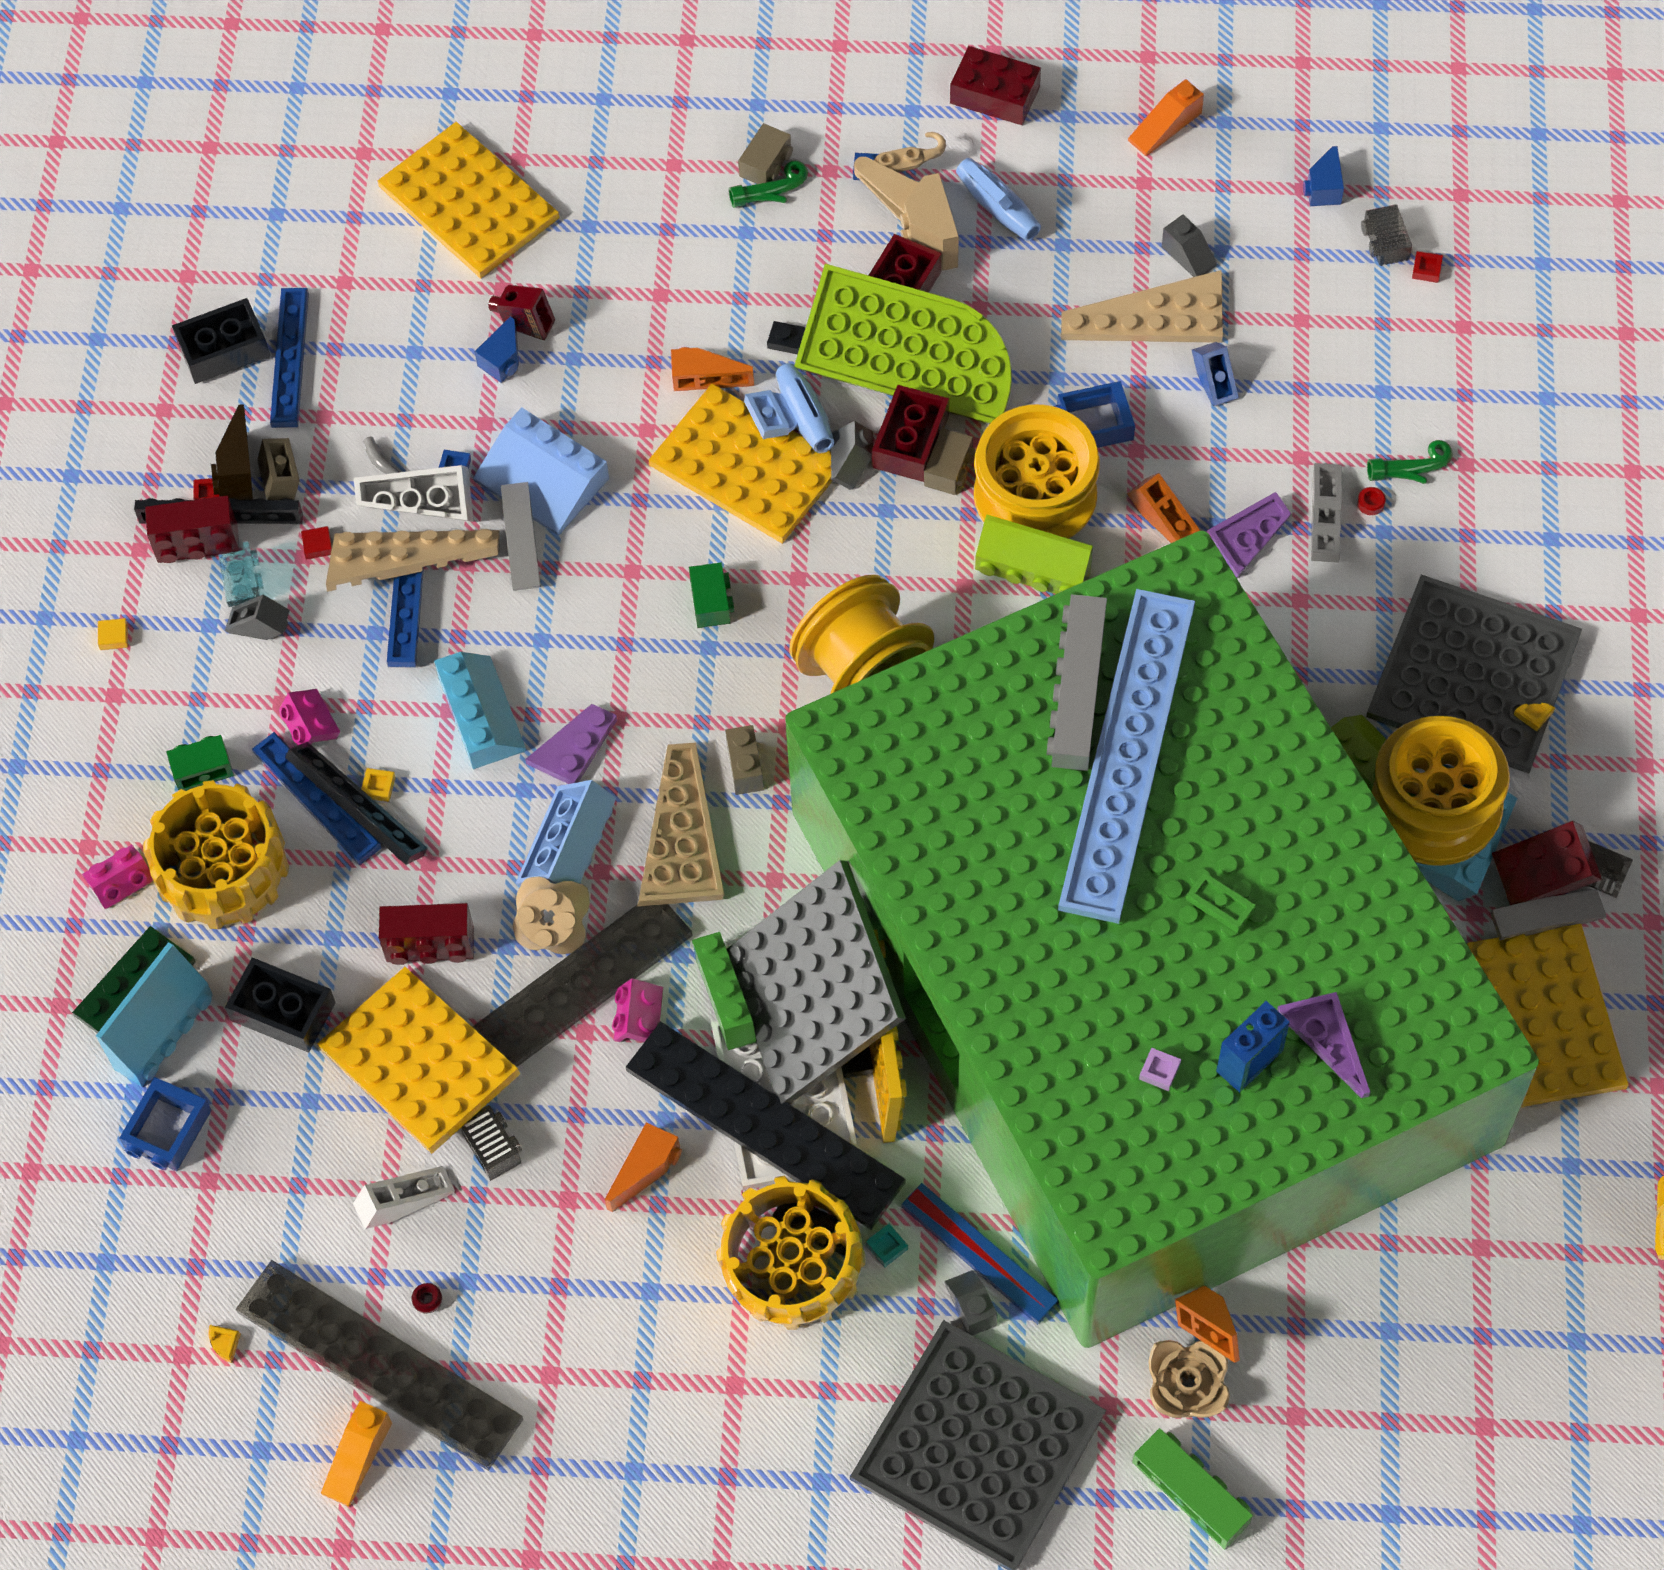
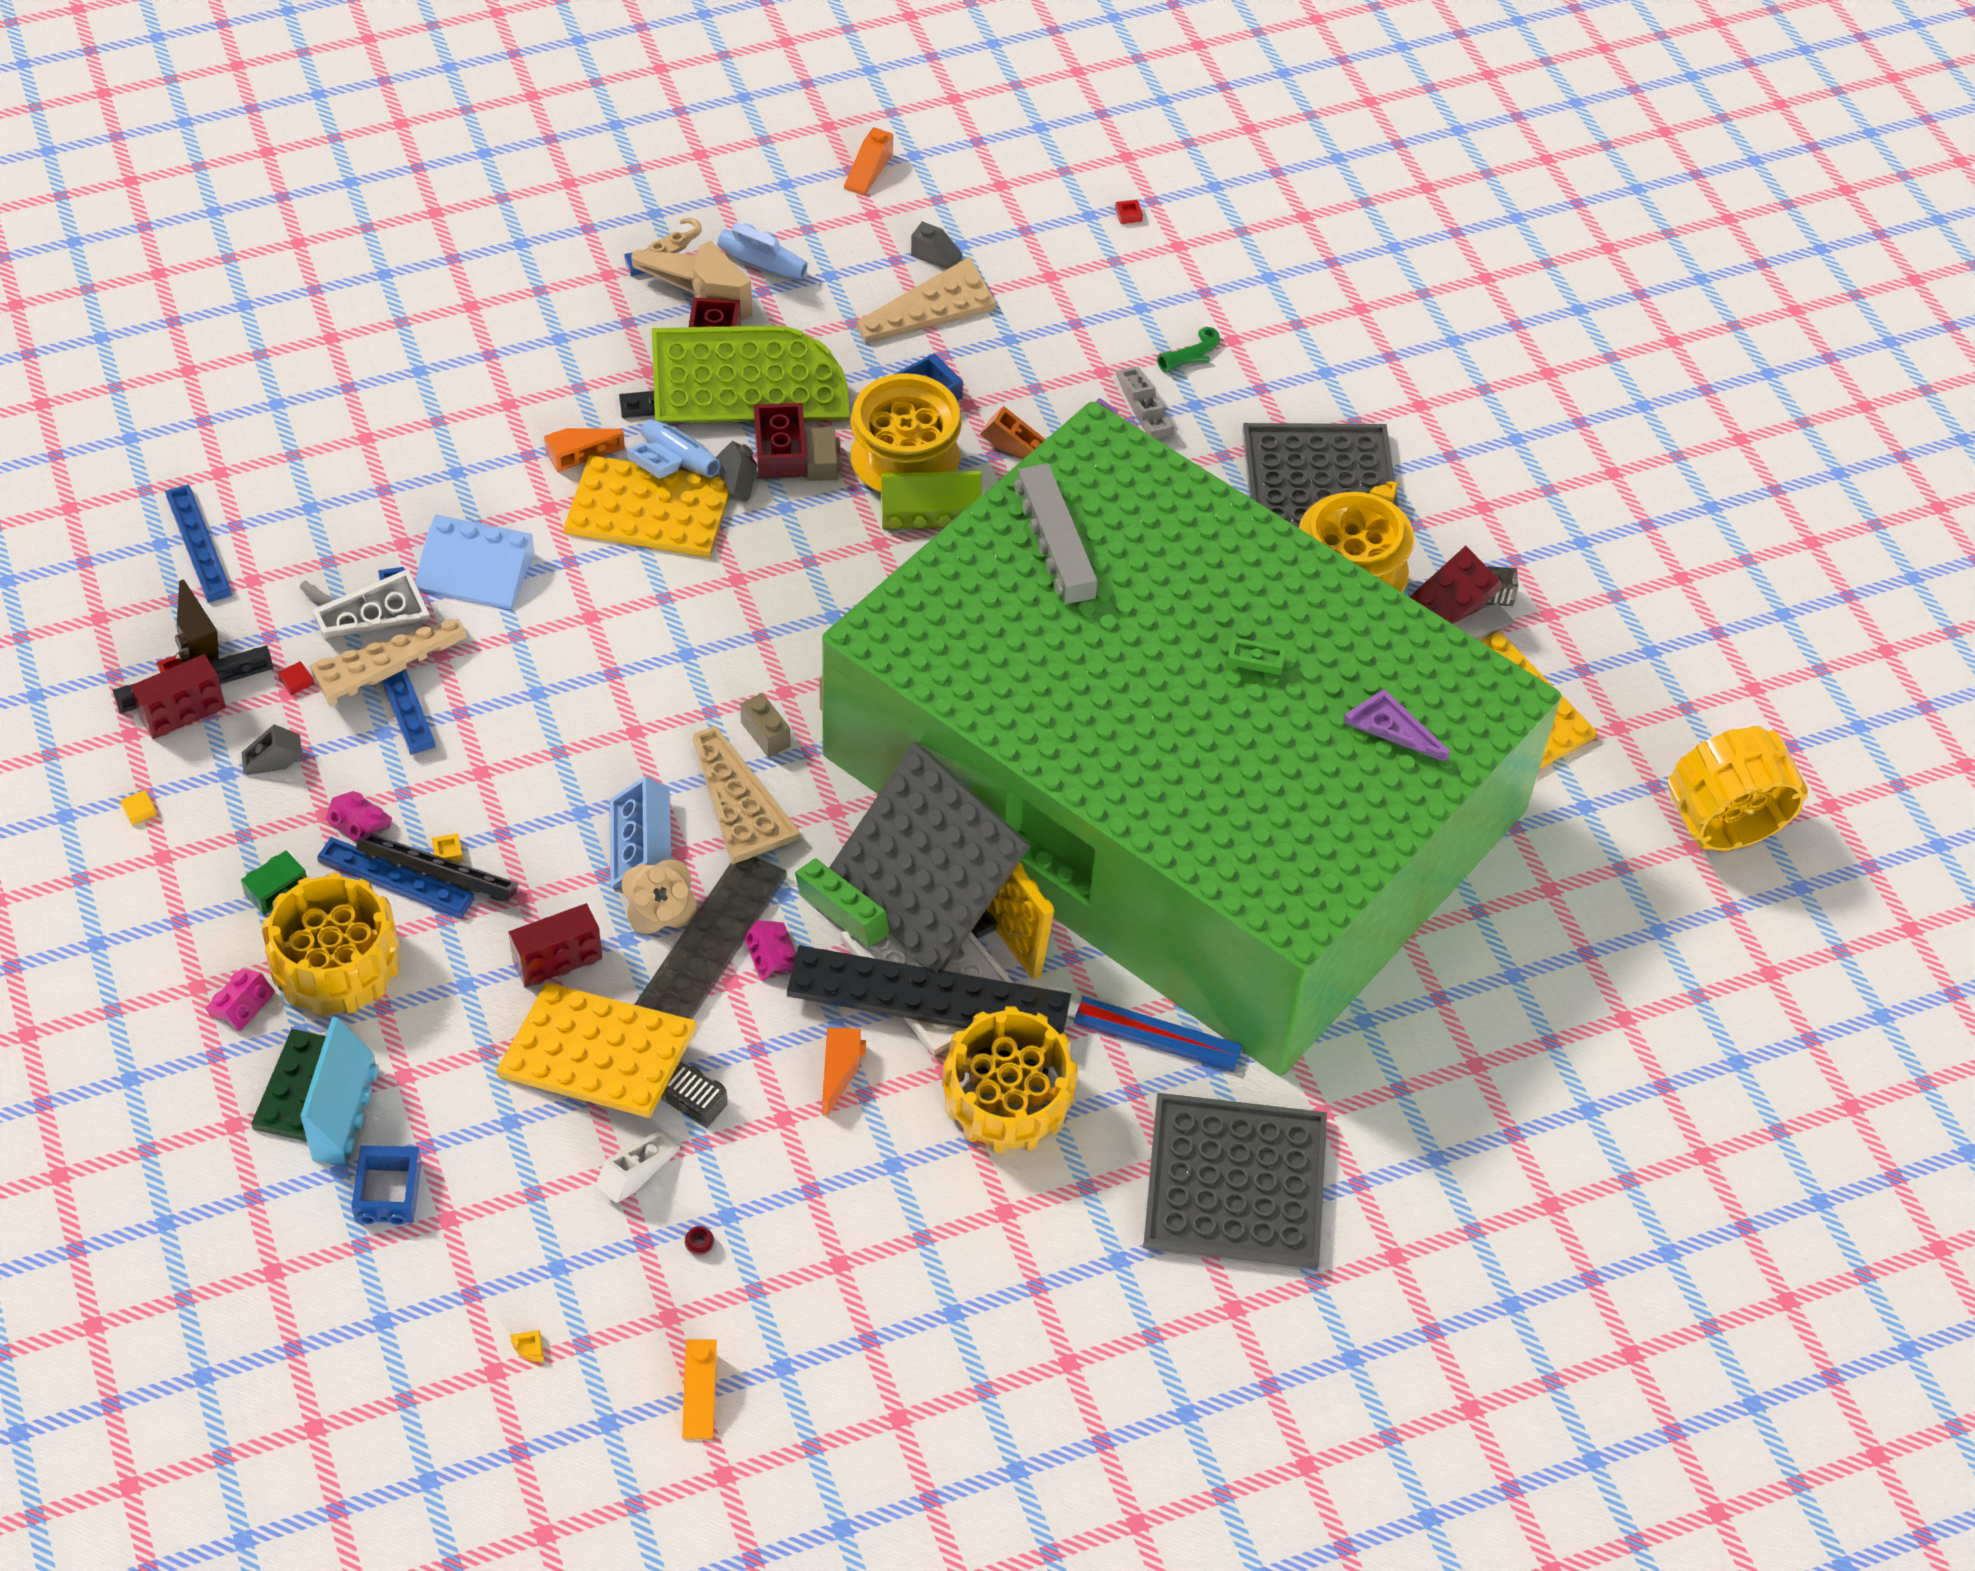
camera: 30 degrees left, 10 degrees down
(221, 340) = (130, 544): black brick -> none
(240, 576) = (239, 721): clear light blue bracket -> none
(278, 469) = (235, 627): dark tan brick -> none
(280, 1004) = (448, 1048): black brick -> none
(380, 1365) = (683, 1309): clear smoke plate -> none
(468, 199) = (302, 379): yellow plate -> none
(479, 708) = (508, 760): medium azure slope -> none
(499, 352) = (391, 483): blue slope -> none
(520, 536) = (481, 616): light grey slope -> none
(528, 309) = (397, 444): dark red torso -> none
(574, 746) = (609, 763): medium lavender wing -> none
(710, 596) = (670, 611): green brick -> none
(765, 155) = (549, 275): dark tan brick -> none
(769, 191) = (543, 310): green plant -> none
(856, 633) = (820, 589): yellow wheel -> none
(887, 1245) = (1082, 1054): teal tile -> none
(972, 1302) = (1174, 1071): dark grey slope -> none
(995, 85) = (717, 175): dark red brick -> none
(1126, 757) = (1124, 577): light blue plate -> none
(1160, 1069) = (1276, 792): lavender plate -> none
(1172, 1362) = (1384, 1048): tan brick -> none
(1192, 1488) = (1427, 1146): bright green brick -> none
(1208, 1319) = (1379, 1010): orange slope -> none
(1215, 372) = (1004, 328): blue slope -> none
(1249, 1052) = (1345, 745): blue window -> none
(1325, 180) = (1019, 172): blue slope -> none
(1371, 501) = (1174, 385): red tile -> none
(1387, 235) = (1087, 196): clear smoke brick -> none

